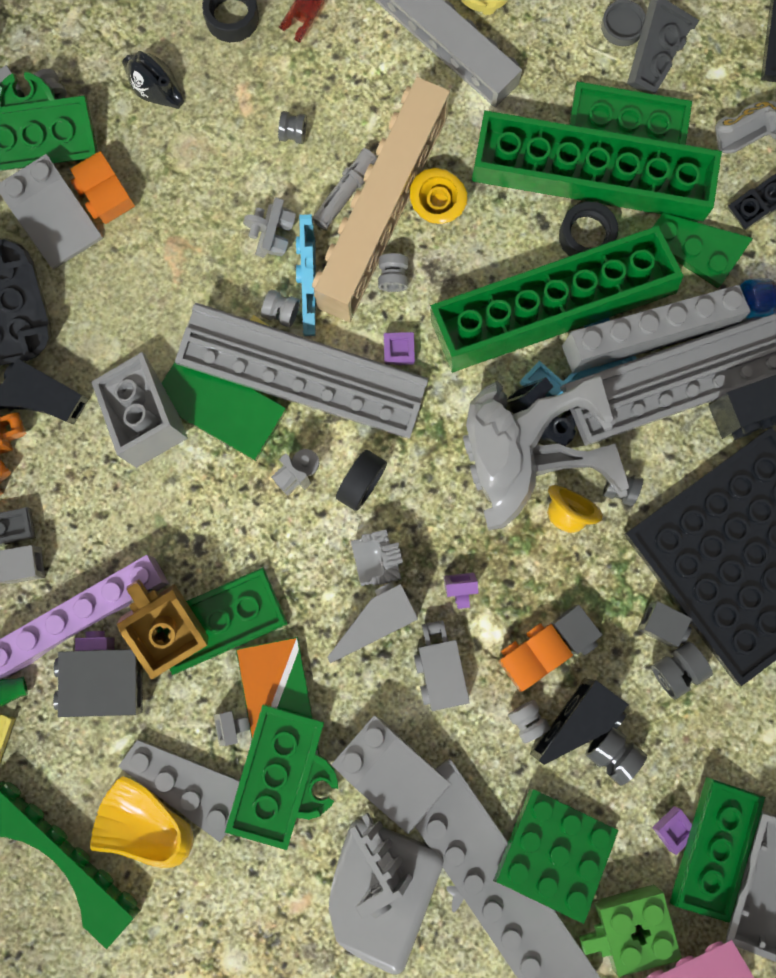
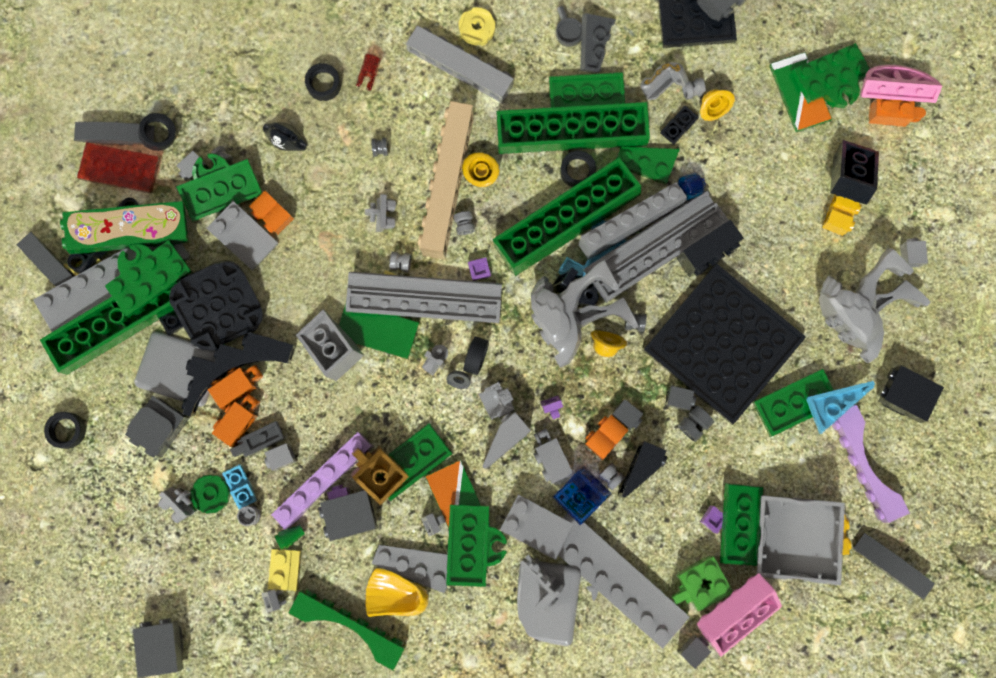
camera: 10 degrees left, 0 degrees up
(306, 272) = (410, 236): medium azure wing -> none
(322, 516) = (456, 383): none -> dark grey piece
(339, 196) = (424, 170): light grey pin -> none
(475, 741) = (582, 495): none -> clear blue slope
(556, 855) = (646, 551): green plate -> none
(620, 758) = (668, 483): dark grey wheel -> none

